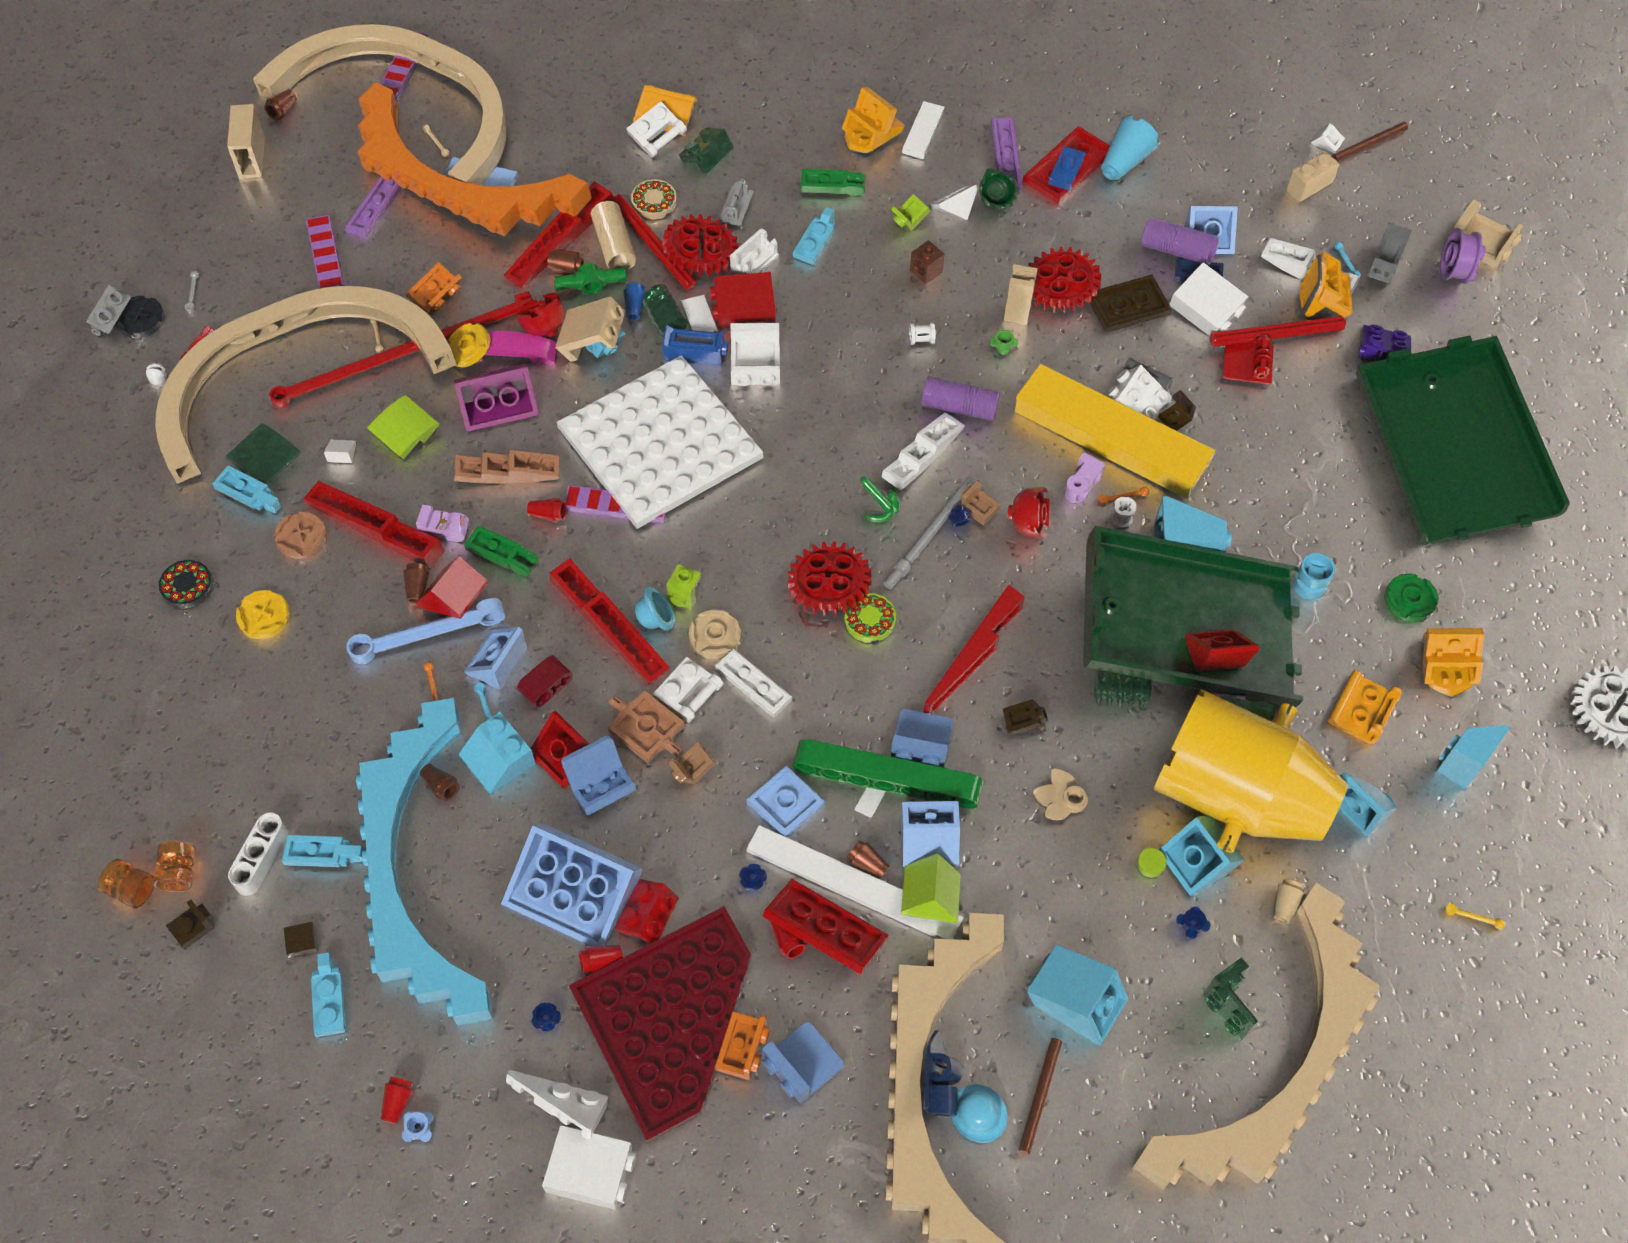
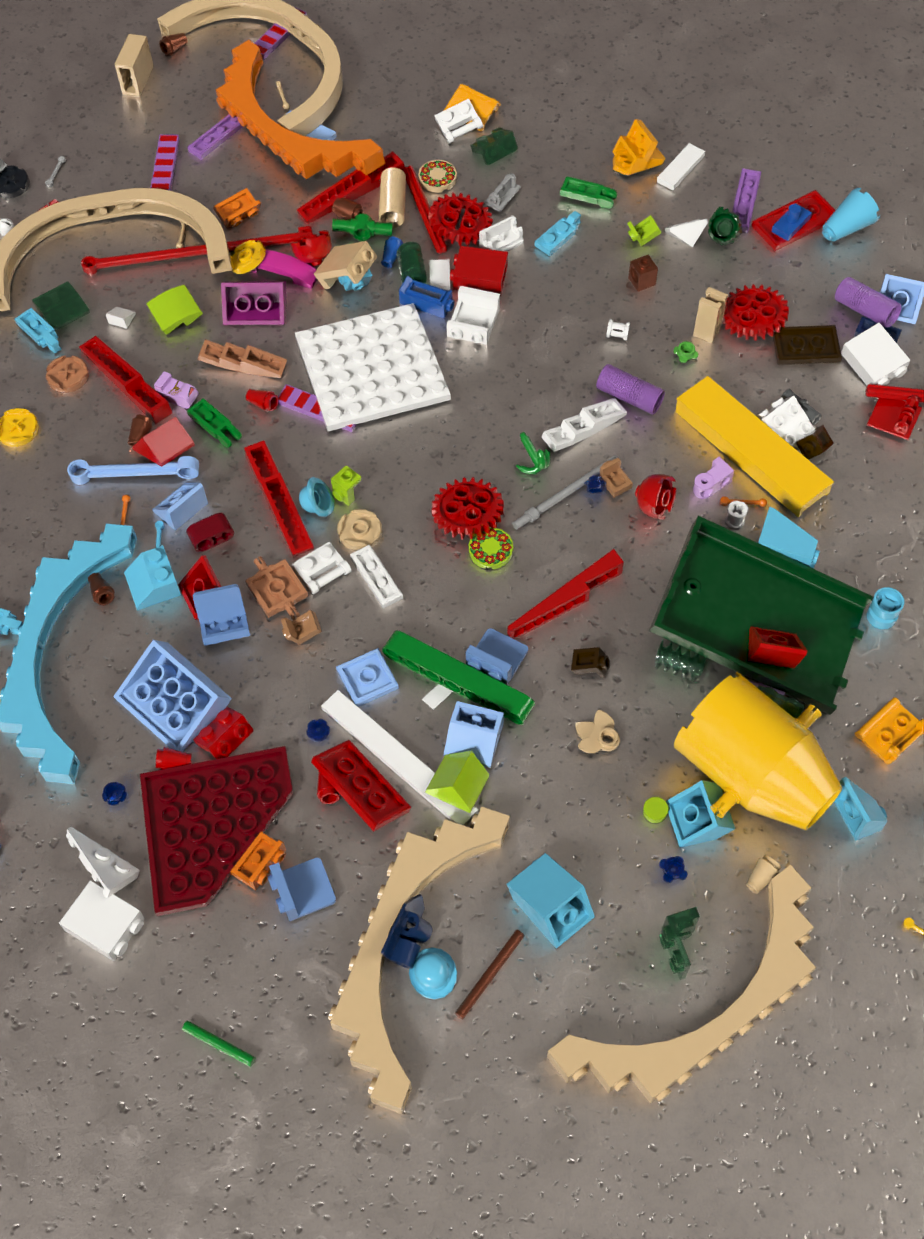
camera: 20 degrees right, 0 degrees up
(867, 859) = (415, 740): copper cone -> none

